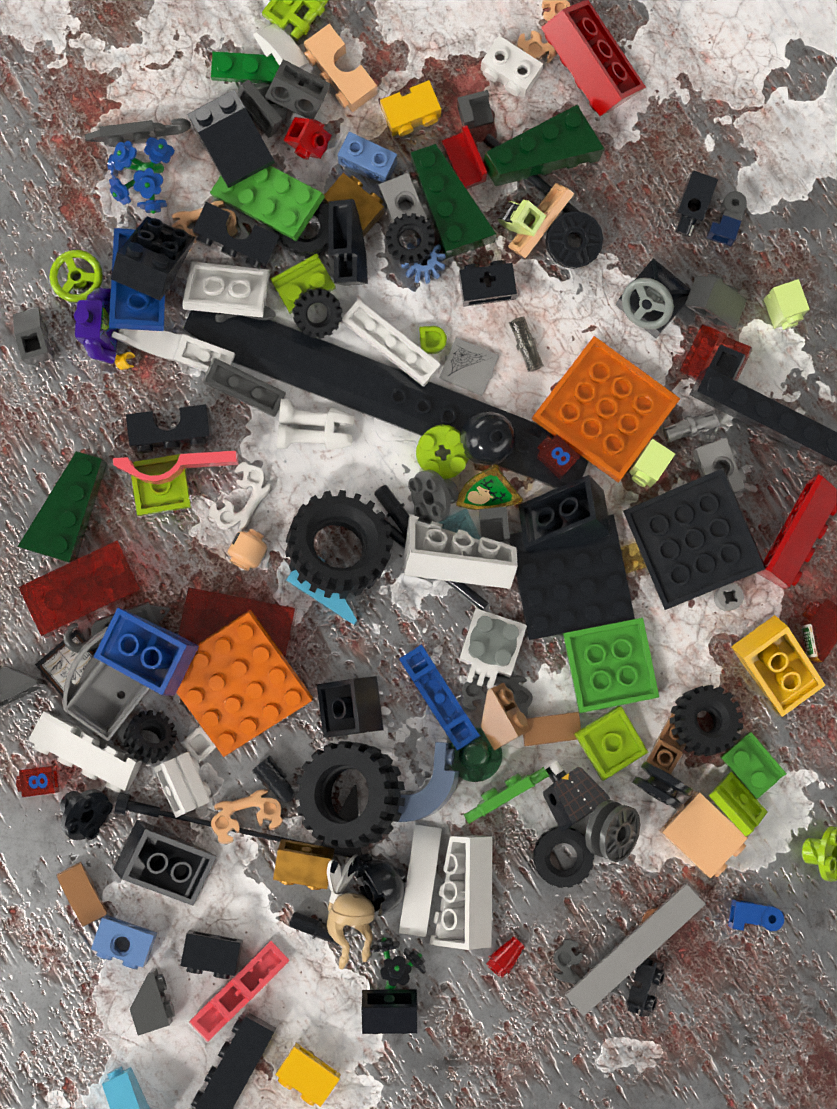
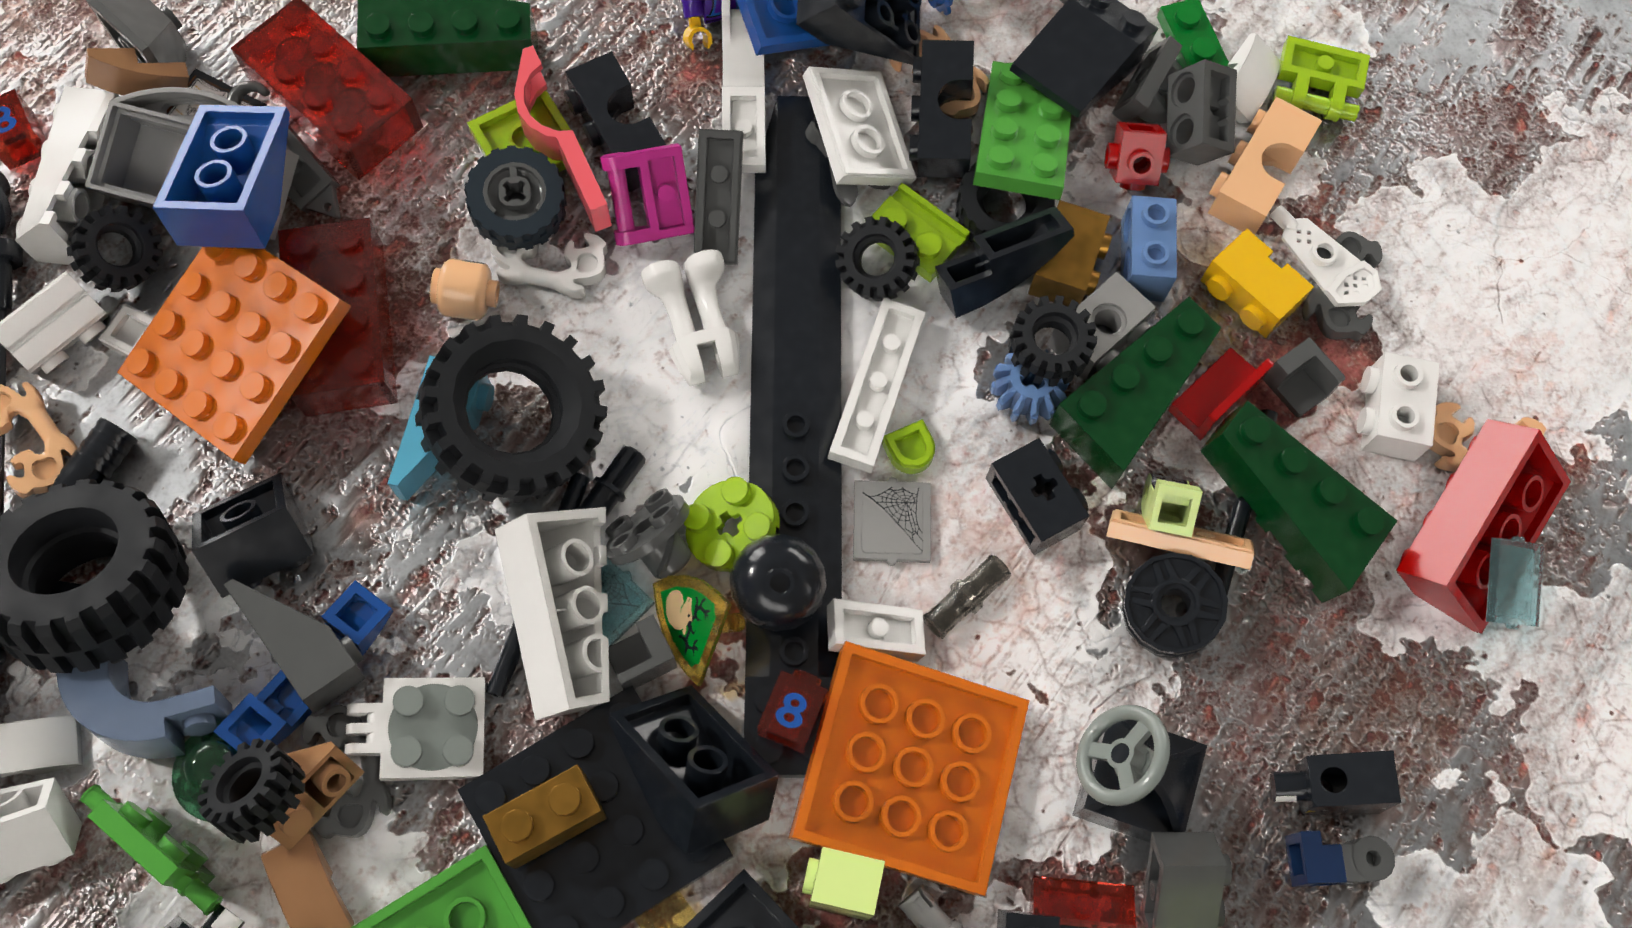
camera: 65 degrees right, 15 degrees down
(40, 698) = (120, 72): none -> medium nougat slope
(203, 501) = (515, 197): none -> black wheel
(230, 417) = (663, 194): none -> dark pink plate
(408, 46) = (1342, 322): none -> dark grey helmet
(421, 61) = (1329, 273): none -> white piece
(428, 694) = (302, 646): none -> dark grey slope
(489, 741) = (251, 791): none -> black tyre
(528, 398) = (876, 627): none -> white plate
(565, 596) = (544, 817): none -> pearl gold brick
(629, 59) = (1514, 582): none -> clear light blue piece

